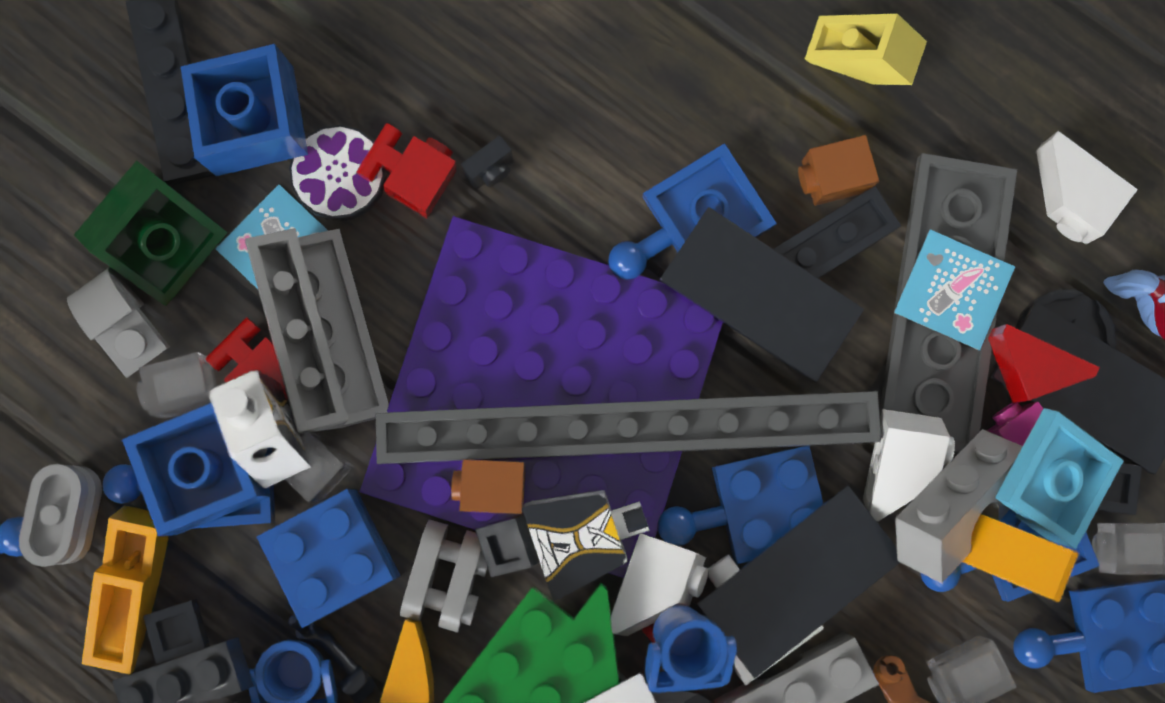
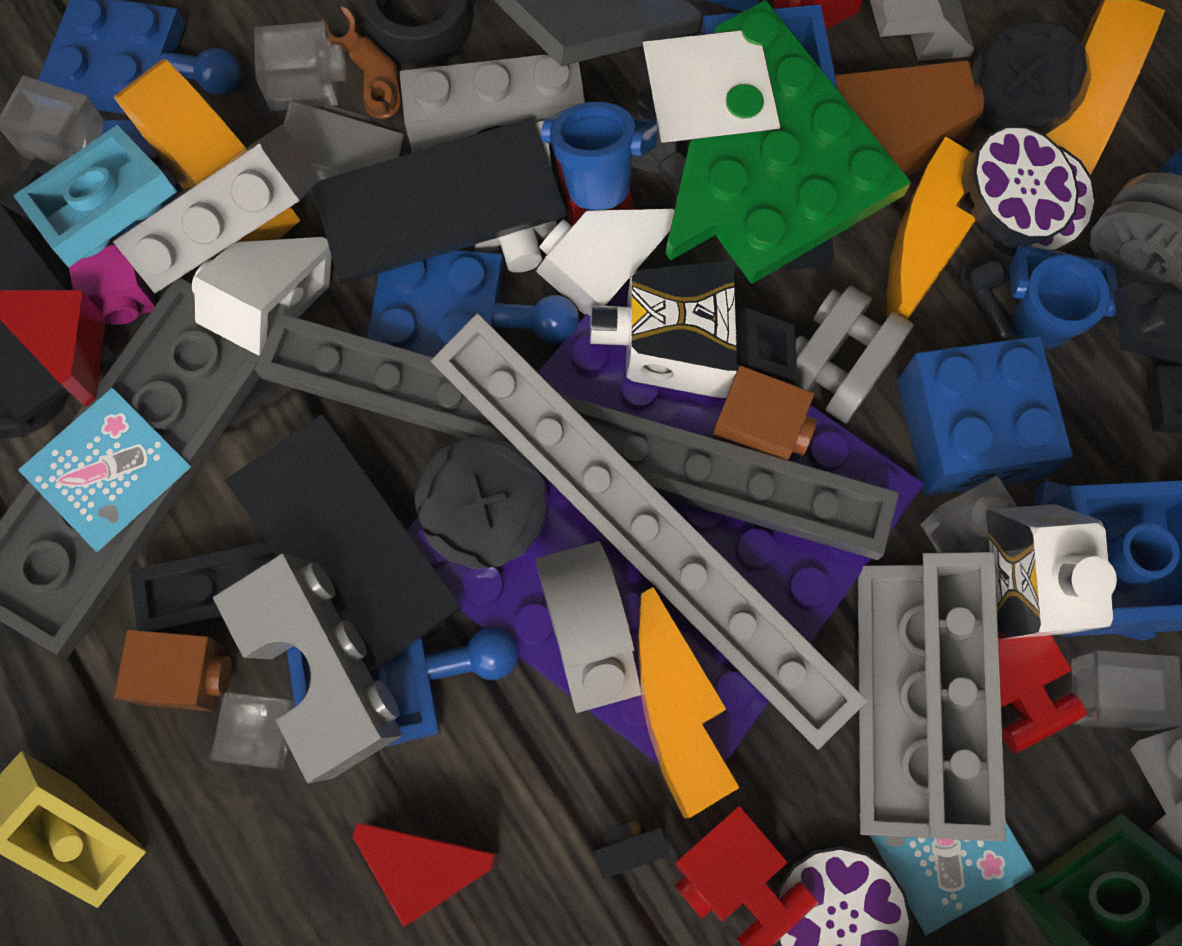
camera: 160 degrees left, 10 degrees down
(485, 255) = (676, 707): none -> light orange slope
(554, 371) = (649, 532): none -> light grey plate
(568, 291) = (589, 626): none -> light grey brick
(621, 106) = (419, 869): none -> red slope
(673, 353) = (481, 502): none -> black tile
(768, 227) = (344, 710): none -> light grey arch
(769, 155) = (249, 731): none -> clear tile
(906, 616) = (337, 140): none -> light grey piece

